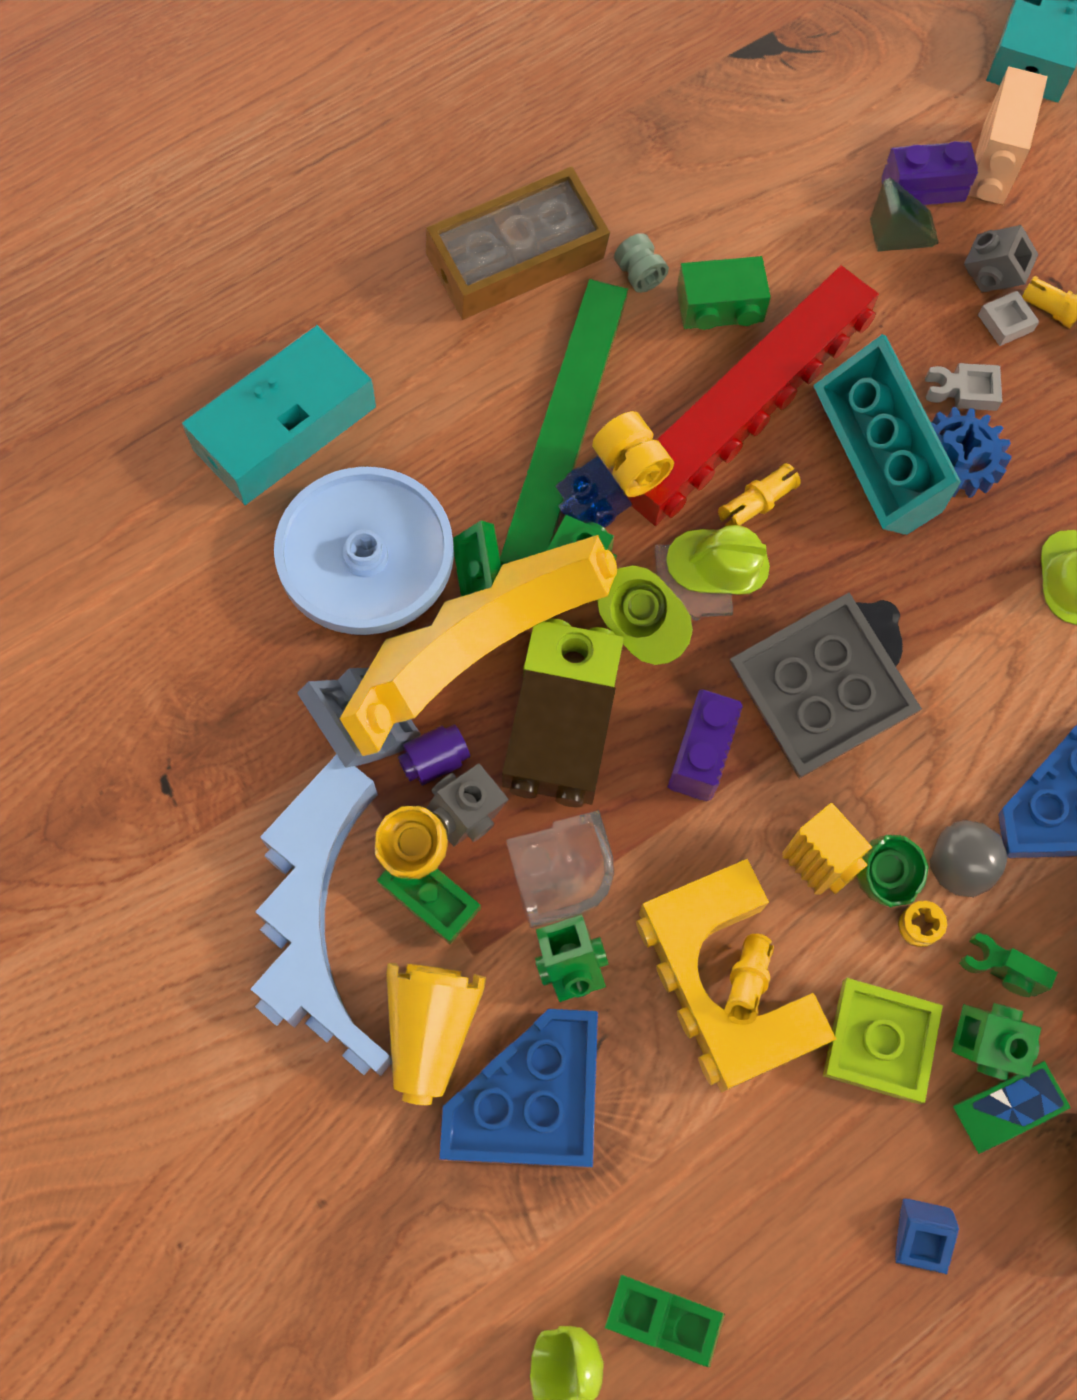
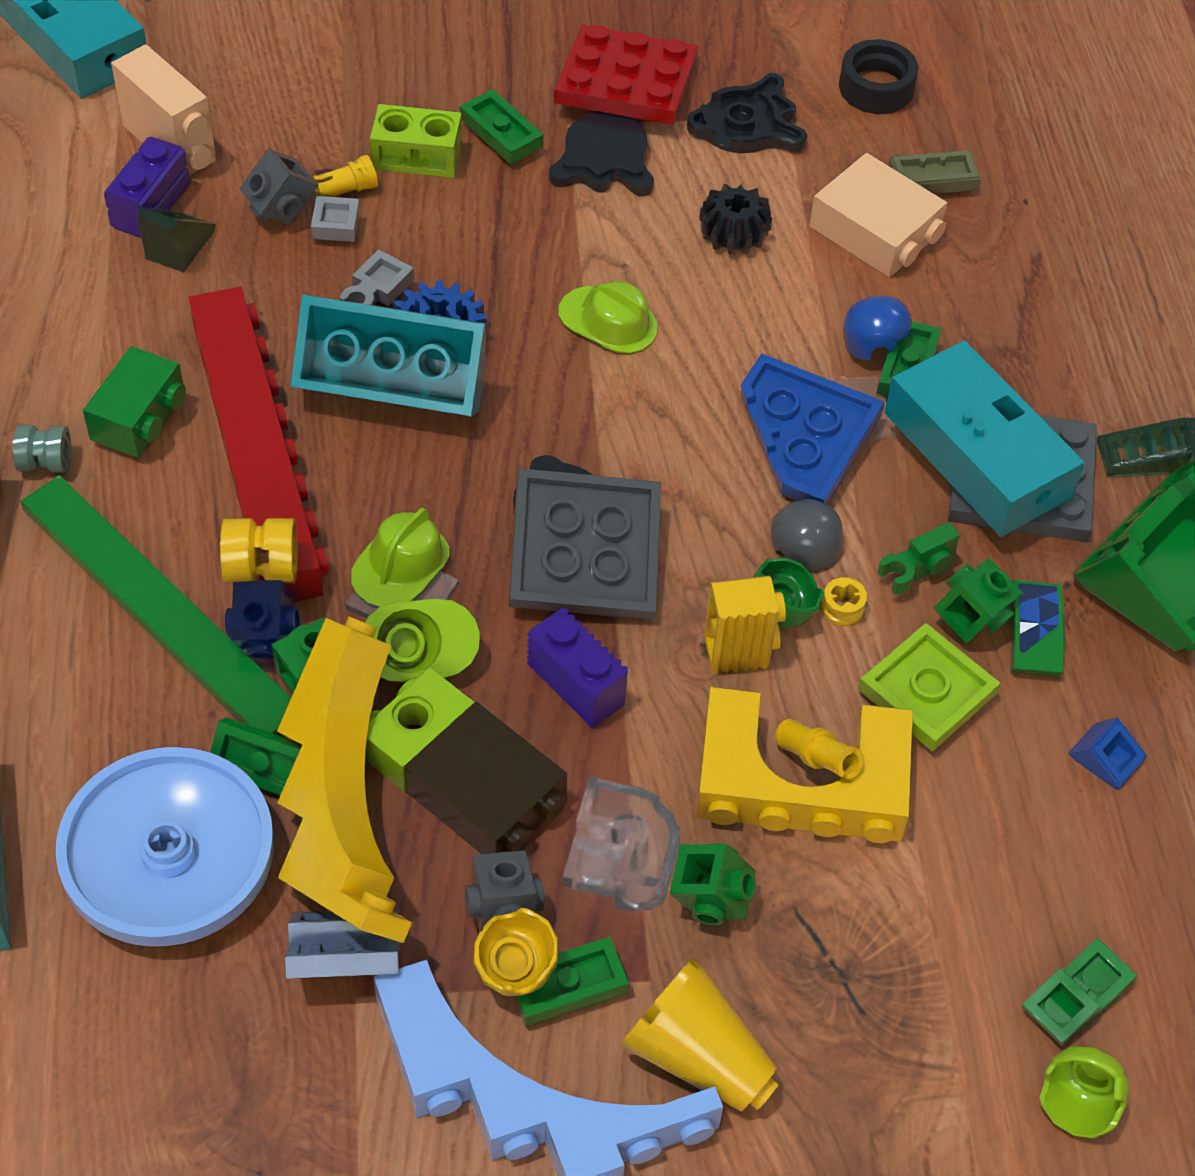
camera: 60 degrees left, 15 degrees down
(433, 754) = (429, 899): dark purple brick -> none
(531, 1099) = (820, 995): blue plate -> none
(760, 496) = (362, 493): yellow pin -> none

